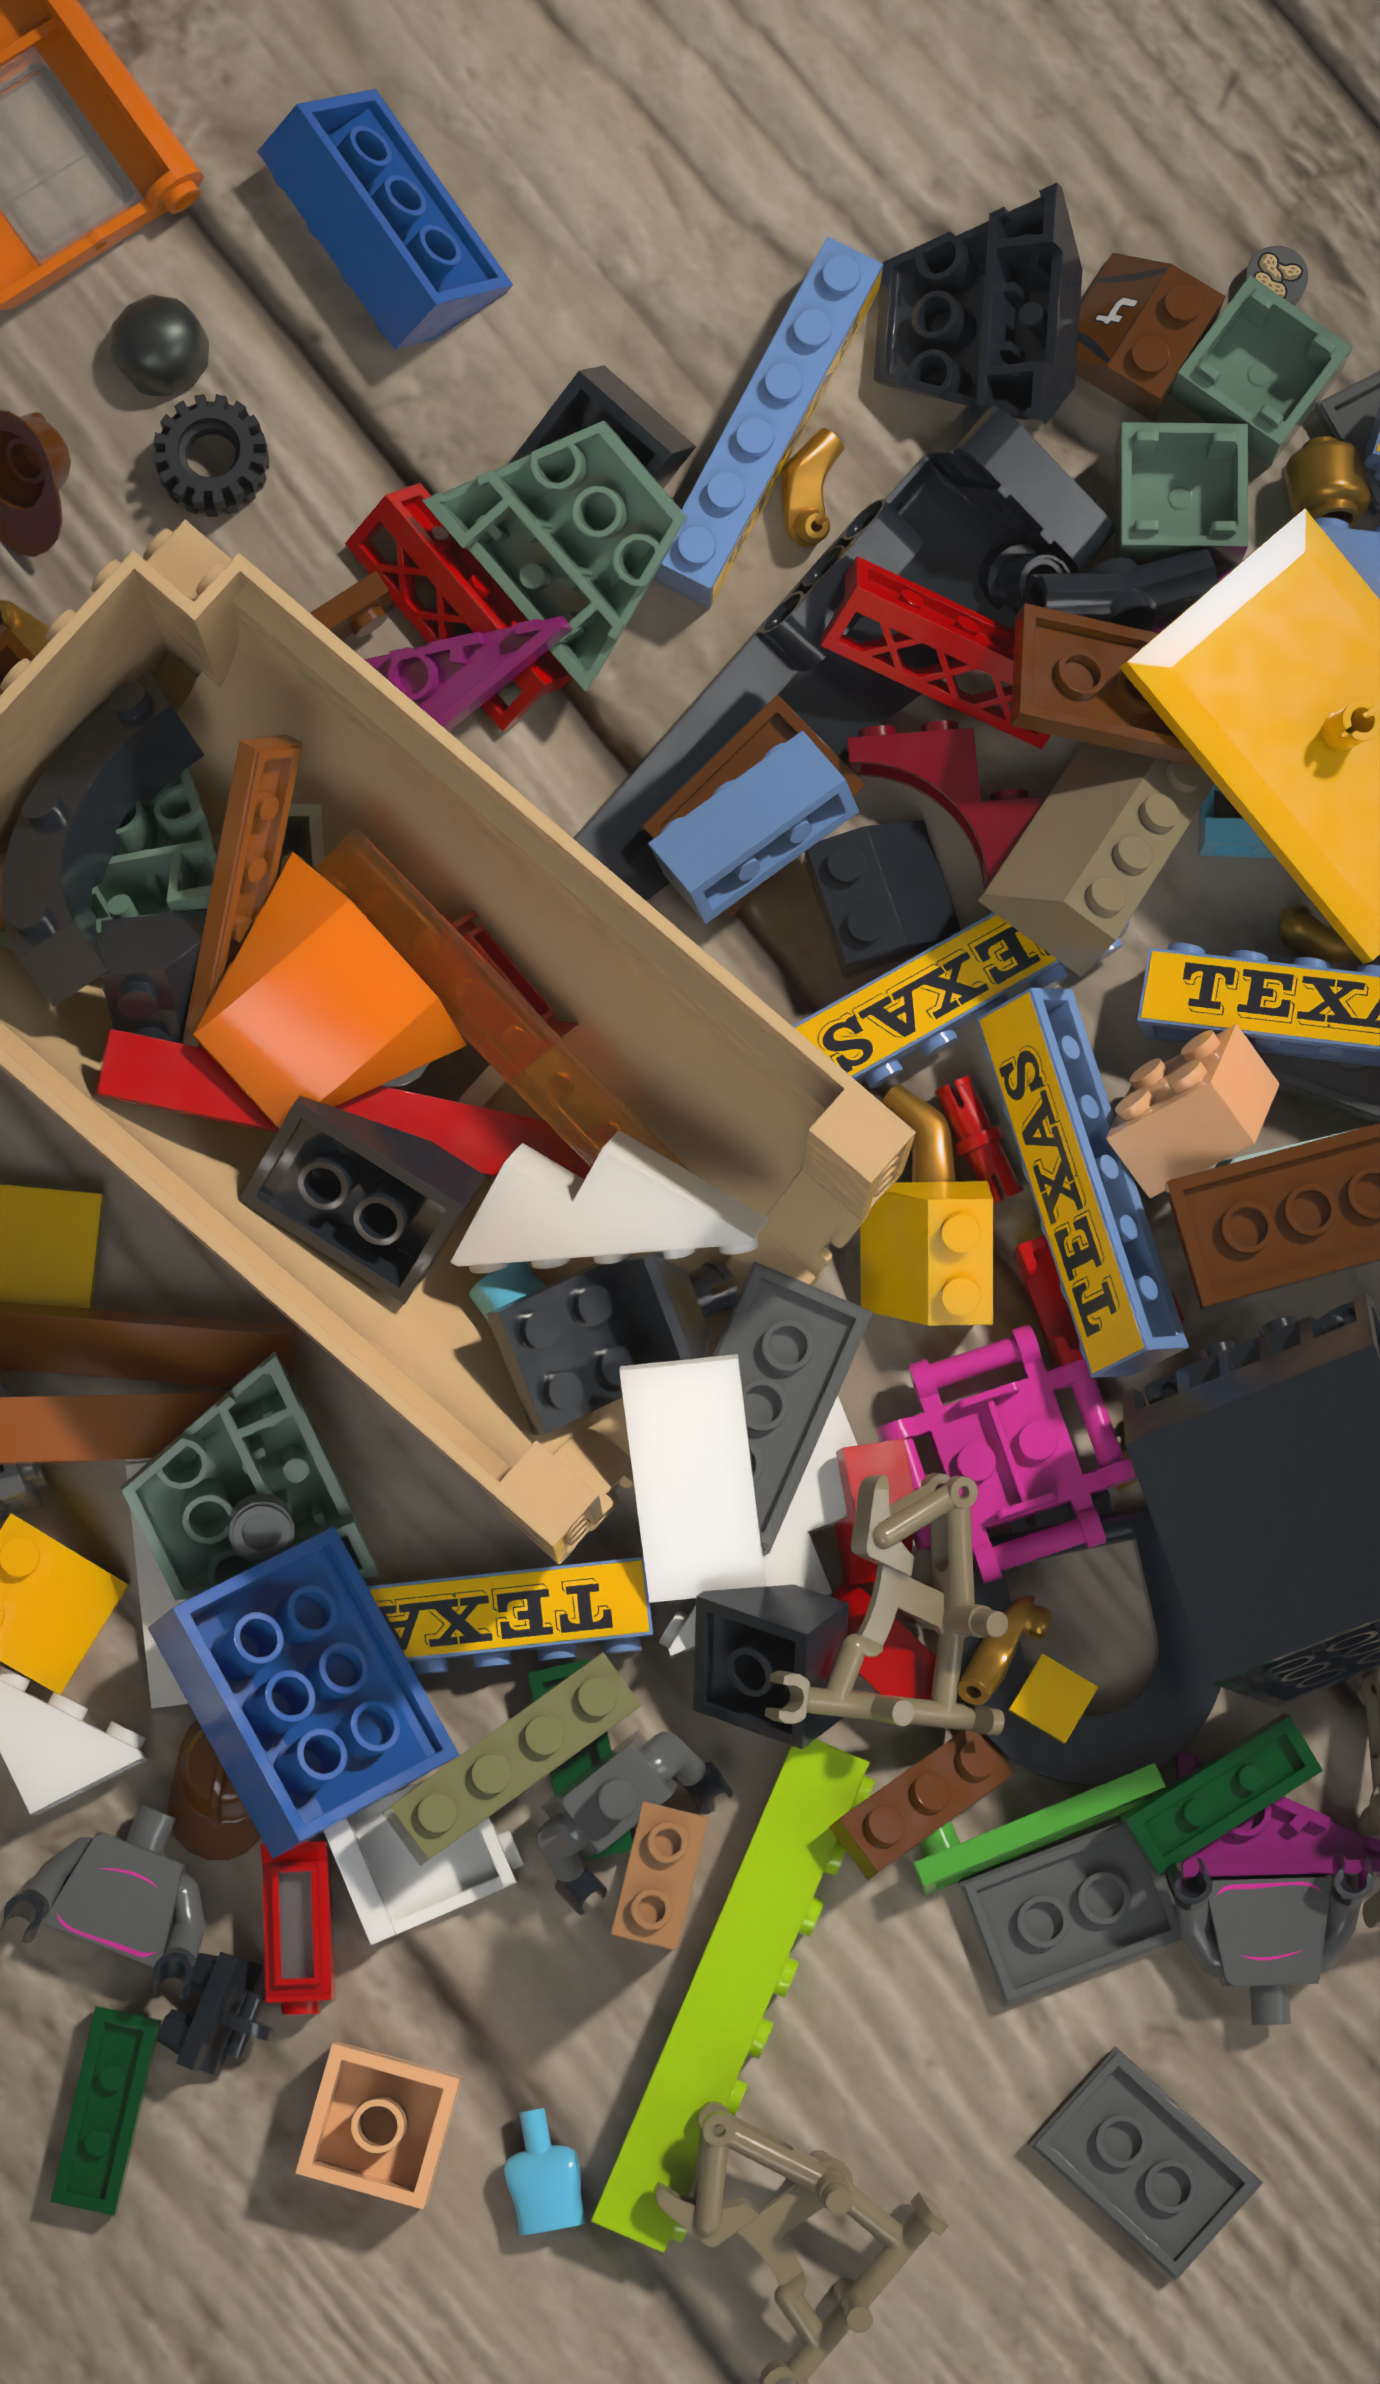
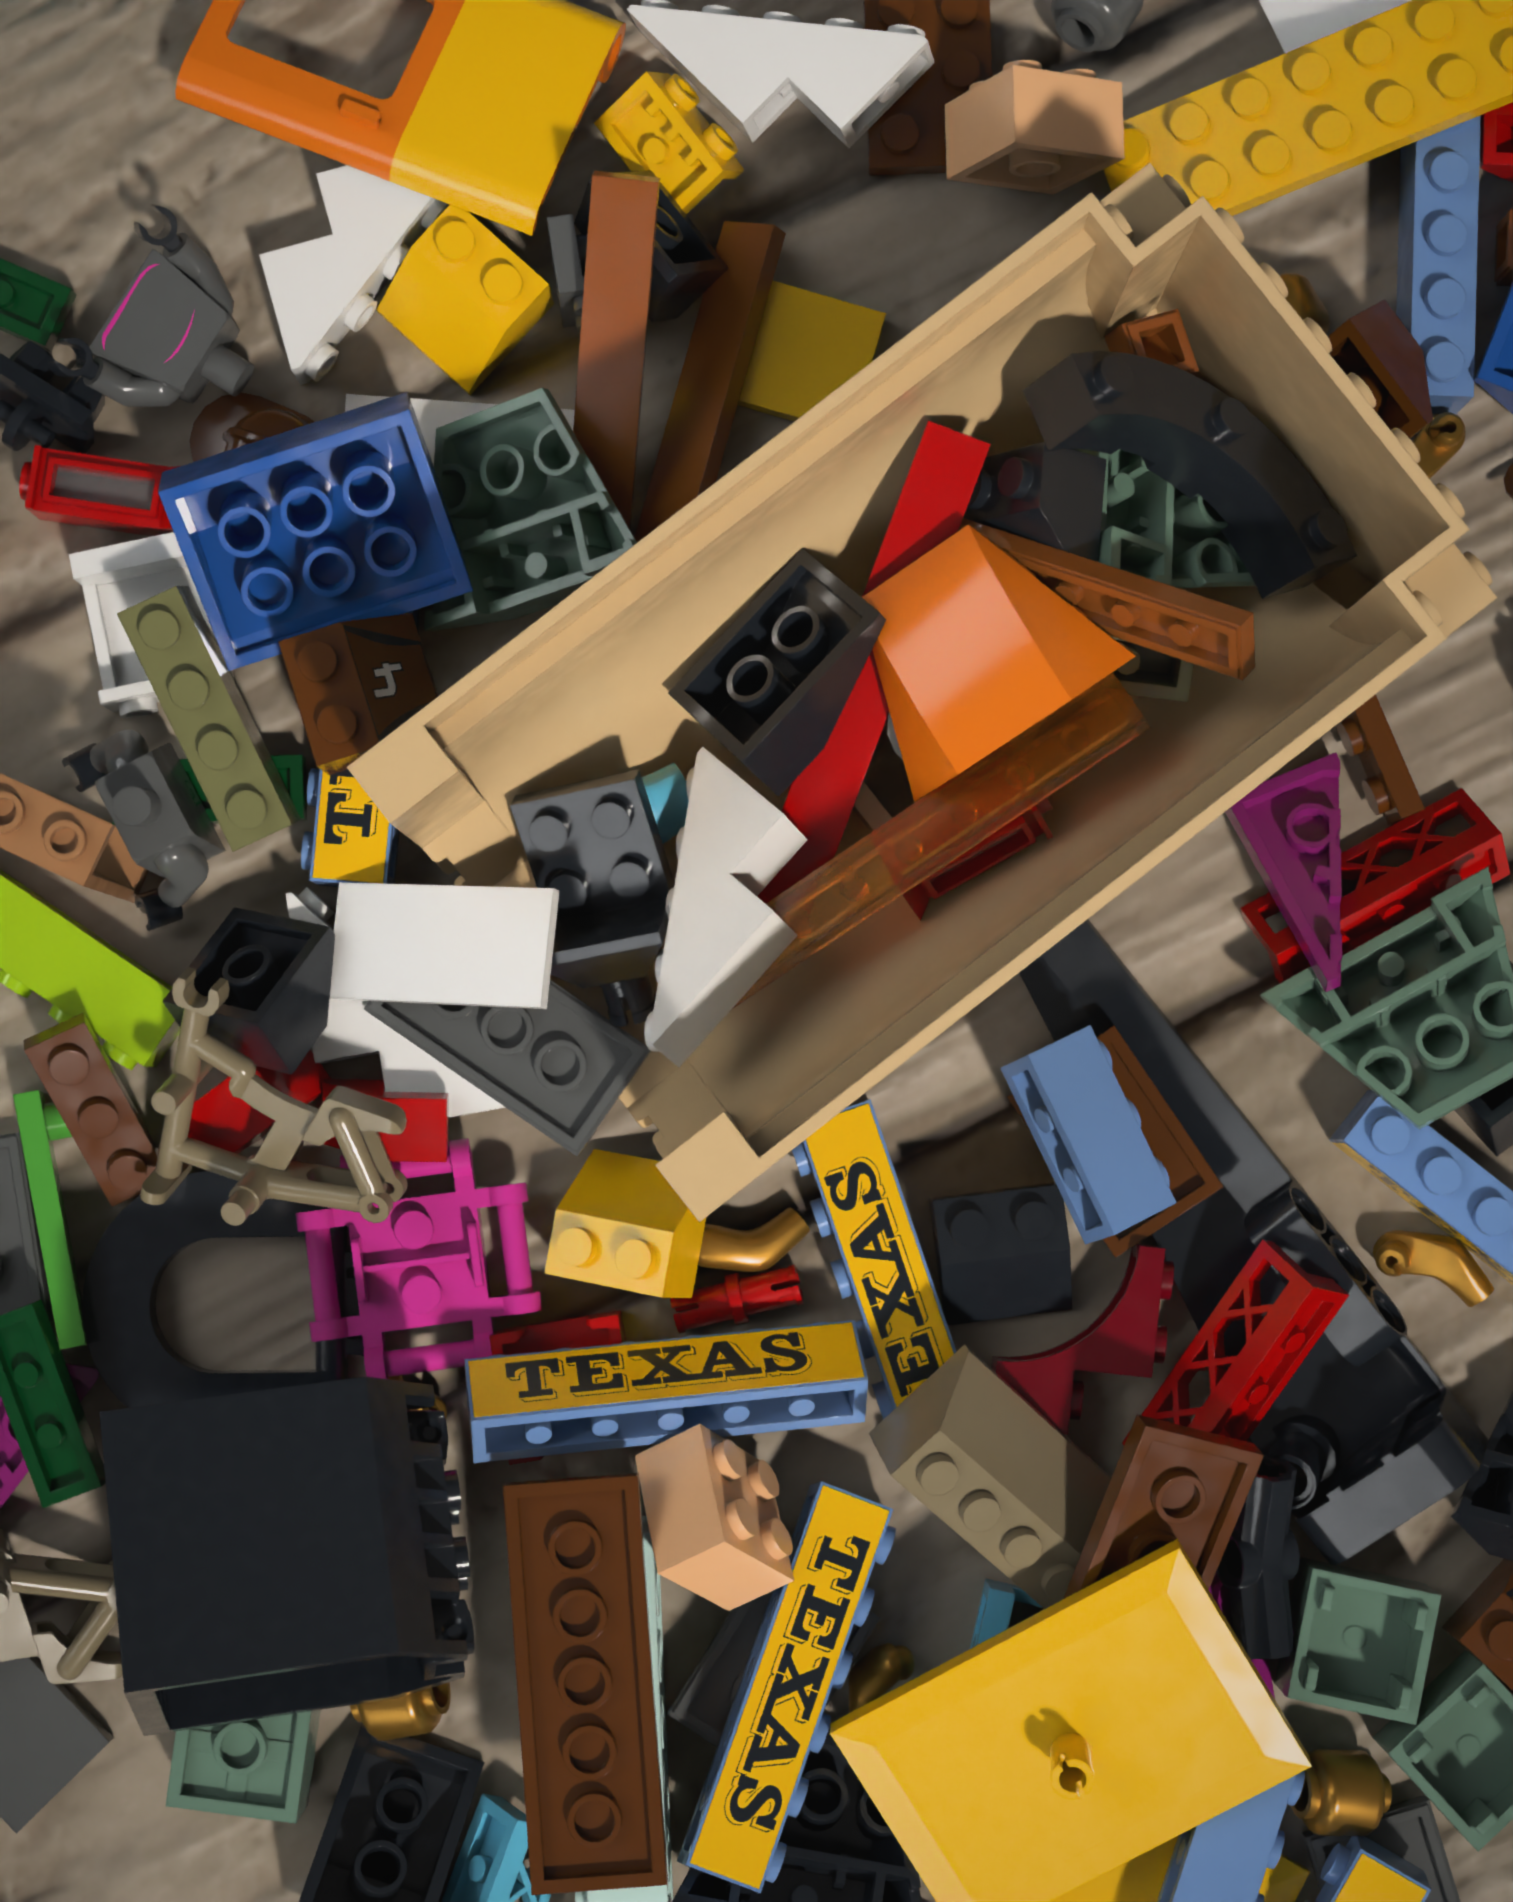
camera: 105 degrees right, 5 degrees up
(260, 1527) = (483, 518): dark grey tile -> none
(455, 1610) = (357, 684): none -> reddish brown slope
(995, 1655) = (207, 1198): pearl gold arm -> none
(1053, 1698) = (171, 1258): yellow tile -> none

